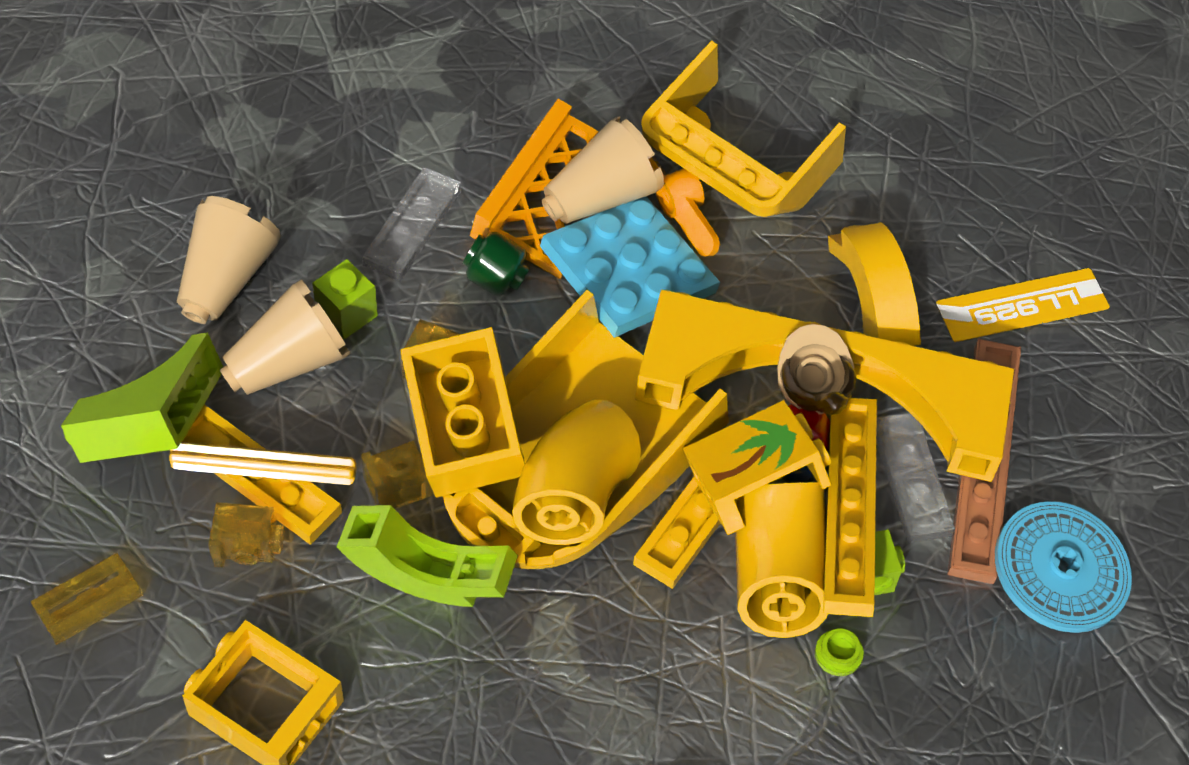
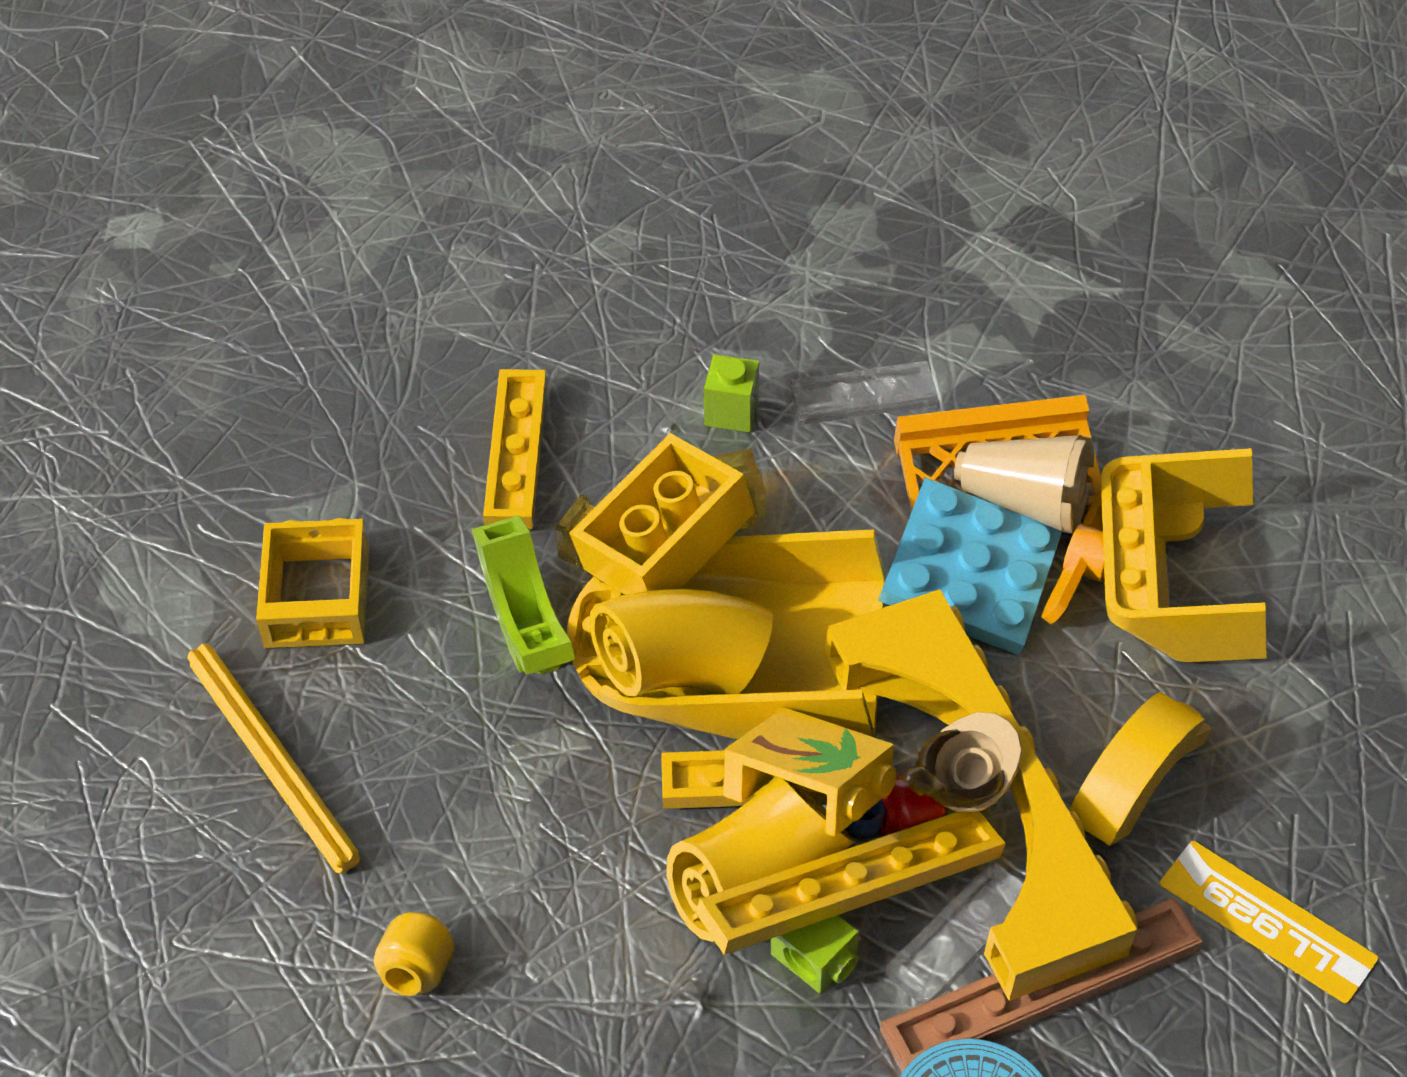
camera: 60 degrees right, 5 degrees down
(90, 605) = (315, 428): clear yellow tile -> none
(149, 411) = (508, 340): lime arch -> none
(222, 256) = (687, 290): tan cone -> none
(244, 534) = (449, 474): clear yellow brick -> none
(264, 463) = (519, 441): axle -> none
(284, 343) = (650, 381): tan cone -> none
(496, 263) = (872, 469): dark green head -> none
(839, 652) = (707, 979): lime plate -> none

